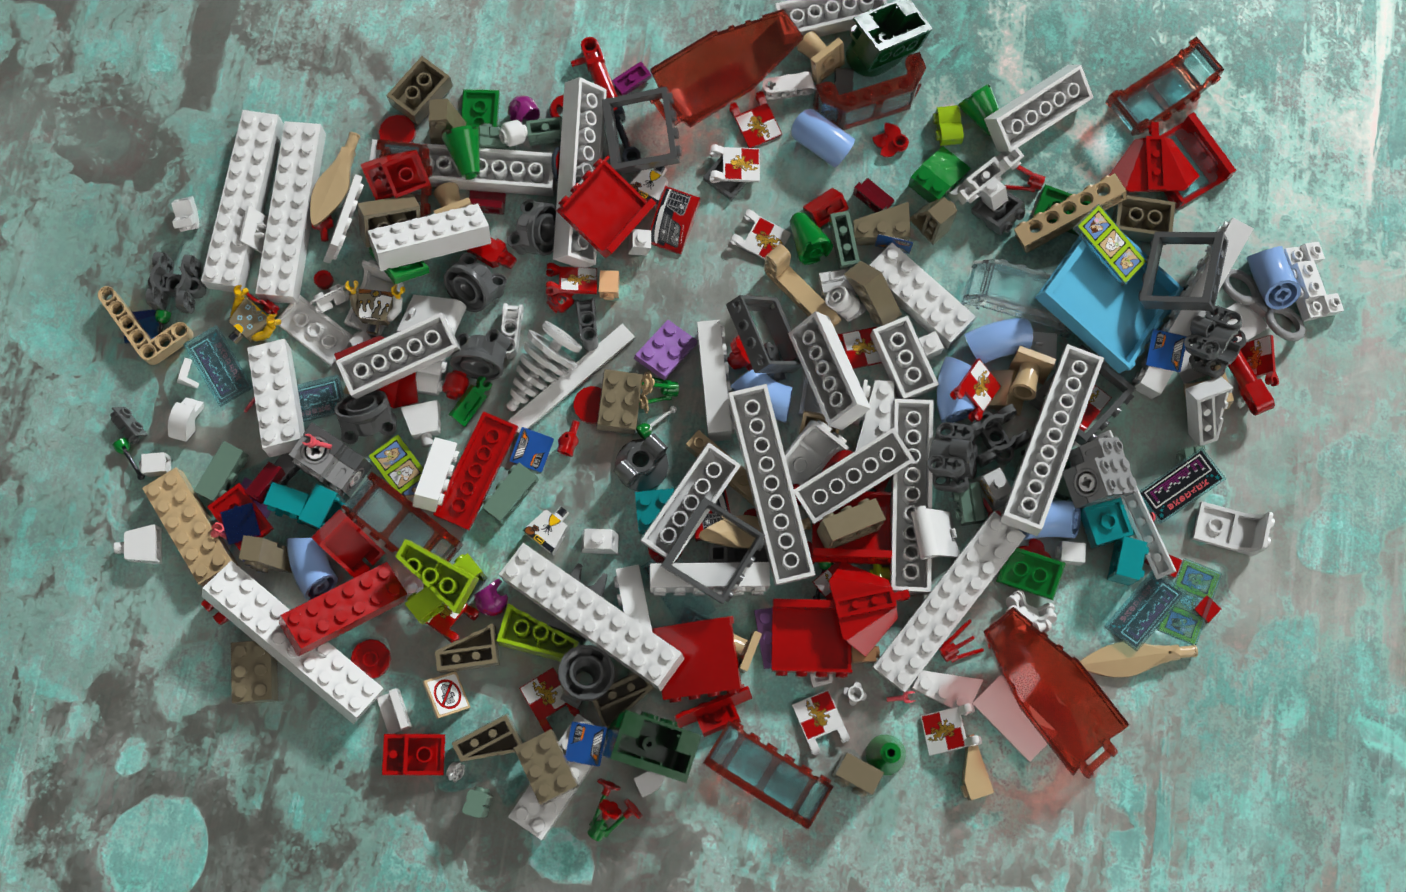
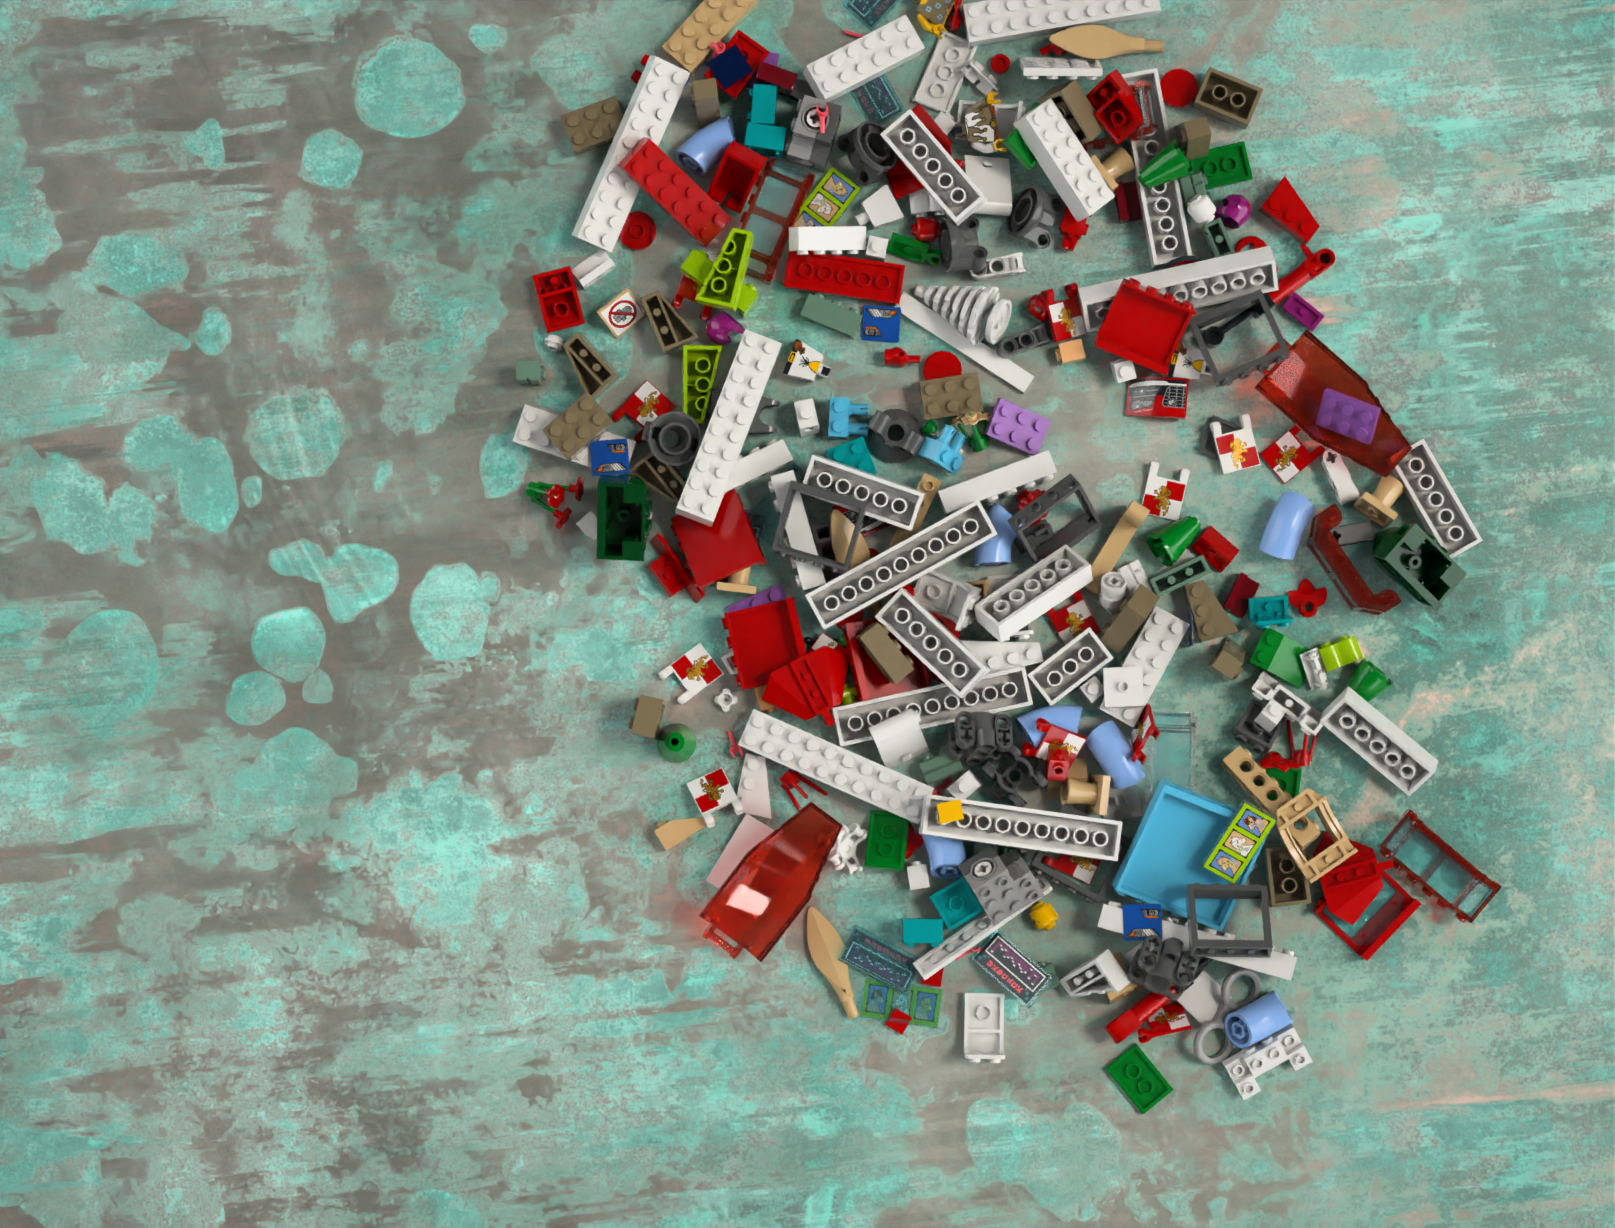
camera: 75 degrees right, 10 degrees up
(221, 471) = (776, 30): sand green brick -> none
(459, 433) = (876, 248): none -> white brick
(534, 229) = (1107, 260): dark grey piece -> none
(539, 65) = (1289, 212): none -> red wedge
(609, 511) = (839, 414): none -> medium azure brick
(671, 421) = (940, 453): none -> medium azure brick
(737, 59) = (1348, 416): none -> medium lavender plate
(768, 774) = (628, 634): clear light blue windscreen -> none
(897, 173) = (1269, 610): none -> teal bracket
(937, 313) = (1123, 686): none -> white plate
(958, 150) = (1314, 669): none -> white hinge
(984, 307) = (1140, 733): none -> flag
(997, 392) = (1057, 765): none -> red brick
(1028, 495) = (949, 811): none -> yellow panel
(1033, 204) = (1275, 760): none -> red plate
(1135, 445) = (1043, 916): none -> yellow head
(1137, 169) = (1330, 857): none -> tan wedge
(1304, 399) = (1139, 1078): none -> green tile

